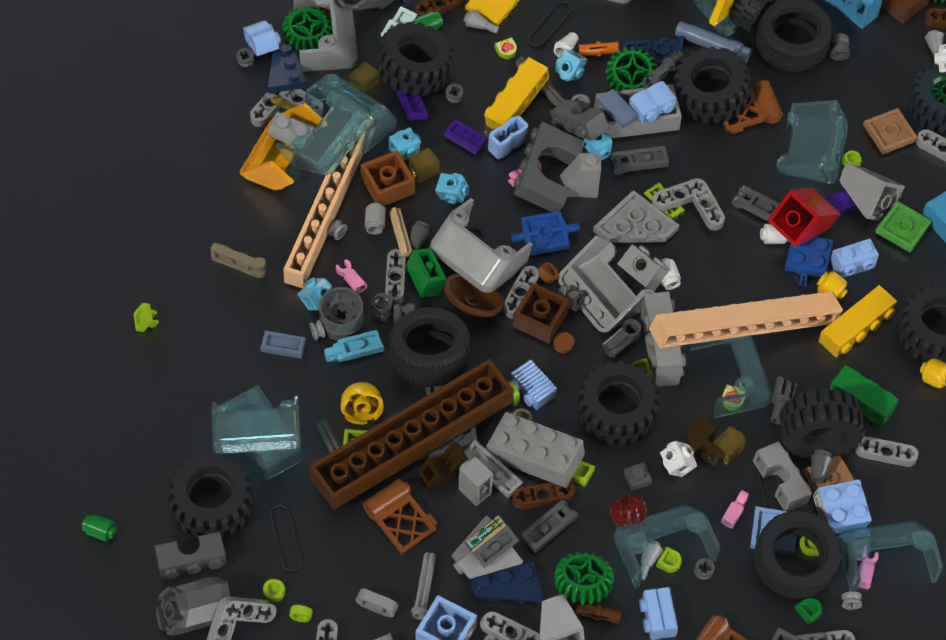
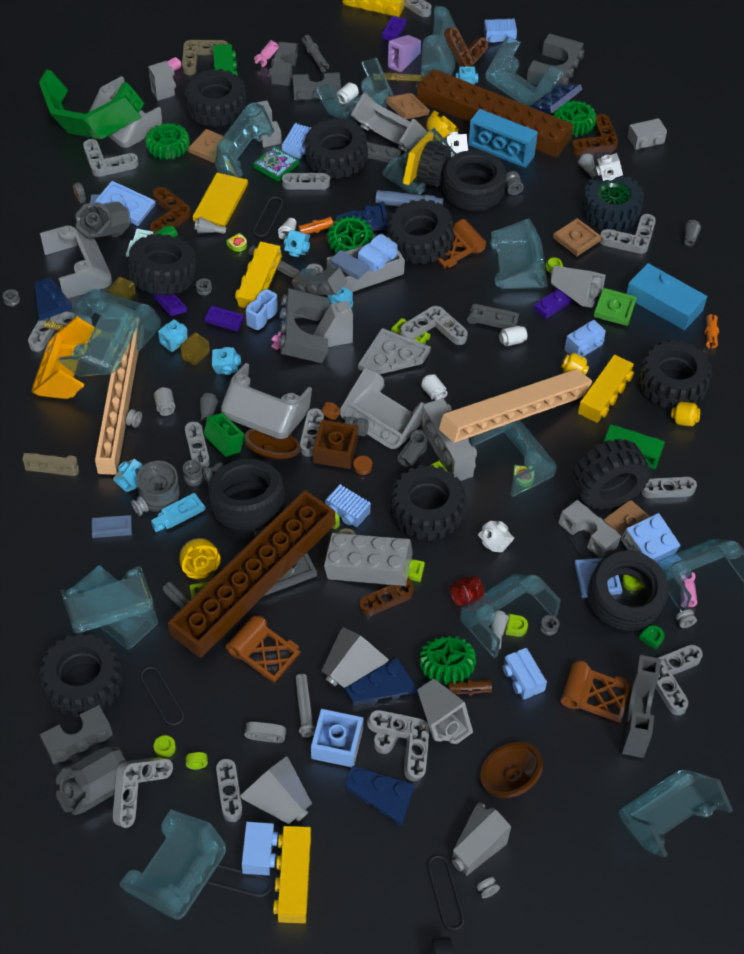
camera: 15 degrees left, 5 degrees down
(261, 37) = (21, 277): light blue brick -> none
(287, 129) = (64, 342): light grey brick -> none
(297, 34) = (58, 261): green gear -> none
(351, 277) = (157, 453): bright pink bar -> none
(387, 178) = (166, 365): dark orange brick -> none
(400, 232) = (191, 407): tan axle -> none
(443, 468) = (292, 595): dark brown brick -> none
(475, 480) = (323, 599): light grey brick -> none
(491, 541) = (356, 647): dark grey panel -> none
(503, 478) = (333, 586): light grey tile -> none
(546, 232) = (318, 376): blue plate -> none
(549, 526) = (400, 623): dark grey plate -> none
(633, 261) = (420, 392): light grey brick -> none
(637, 476) = (464, 561): dark grey plate -> none
(639, 159) = (378, 303): dark grey plate -> none
(668, 66) = (379, 225): dark grey pin -> none
(699, 439) = (507, 512): dark brown brick -> none
(731, 444) = (534, 514): clear yellow brick -> none
(735, 510) = (558, 568): bright pink bar -> none
(782, 393) = (565, 465): dark grey arm -> none
(803, 215) = (532, 314): red slope -> none
(809, 258) = (546, 347): blue plate -> none
(820, 465) = (619, 511): dark grey cone -> none

